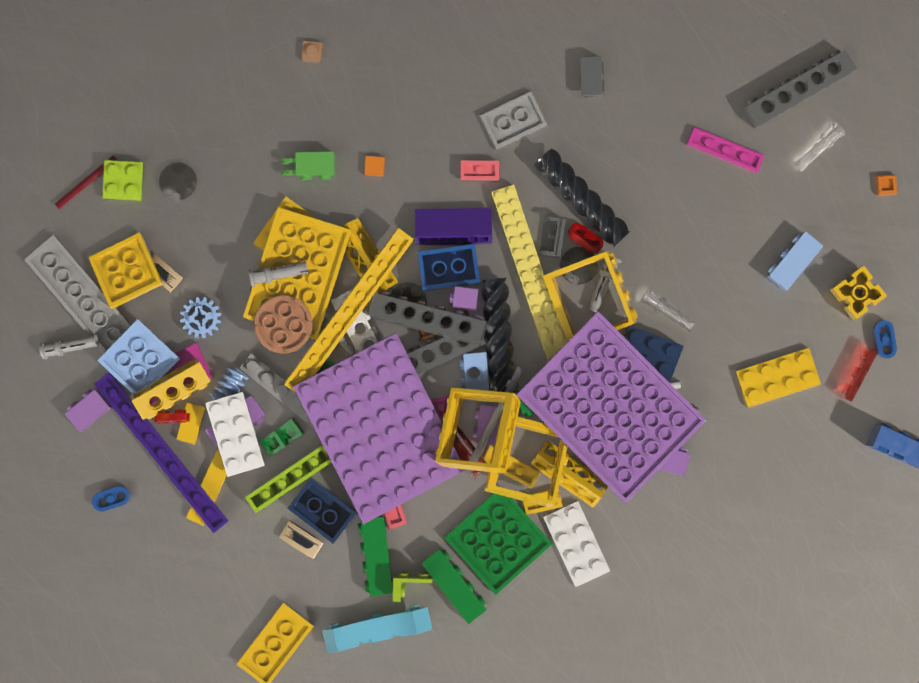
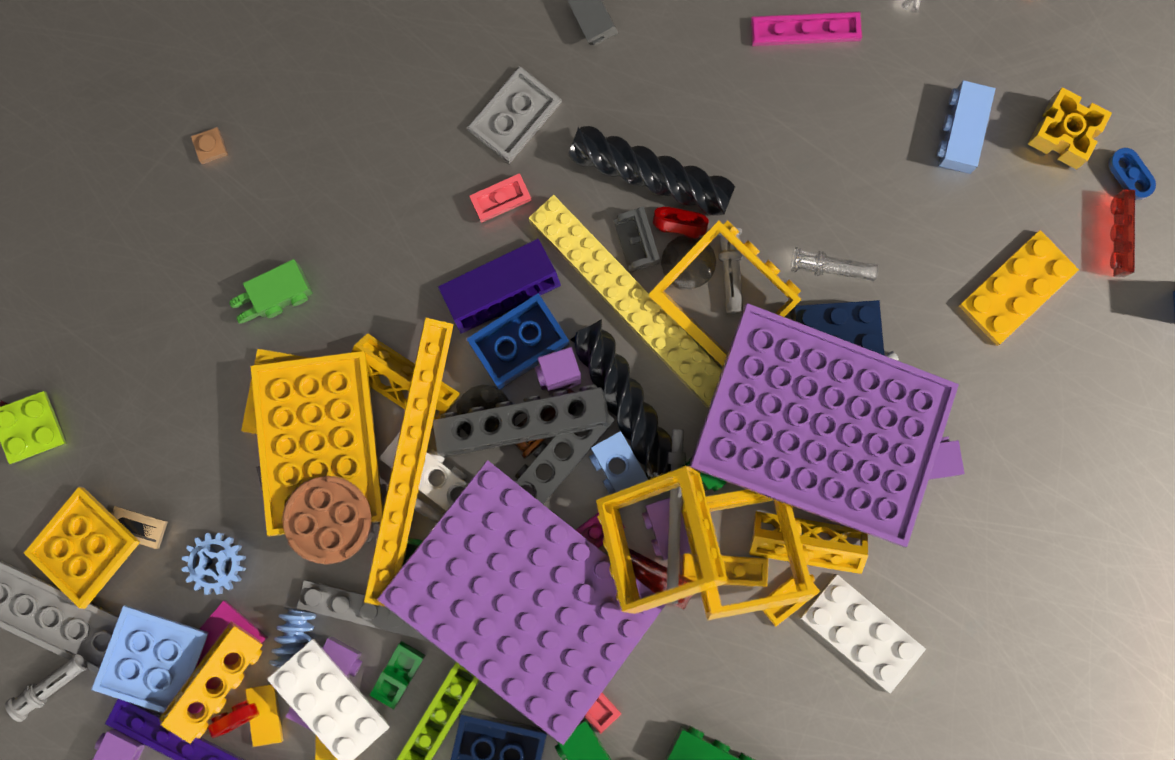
camera: 30 degrees left, 5 degrees down
(177, 181) = (103, 395): clear smoke dish -> none
(269, 274) = (276, 461): light grey pin -> none
(374, 166) = (359, 256): orange tile -> none
(498, 541) = (756, 680): green plate -> none

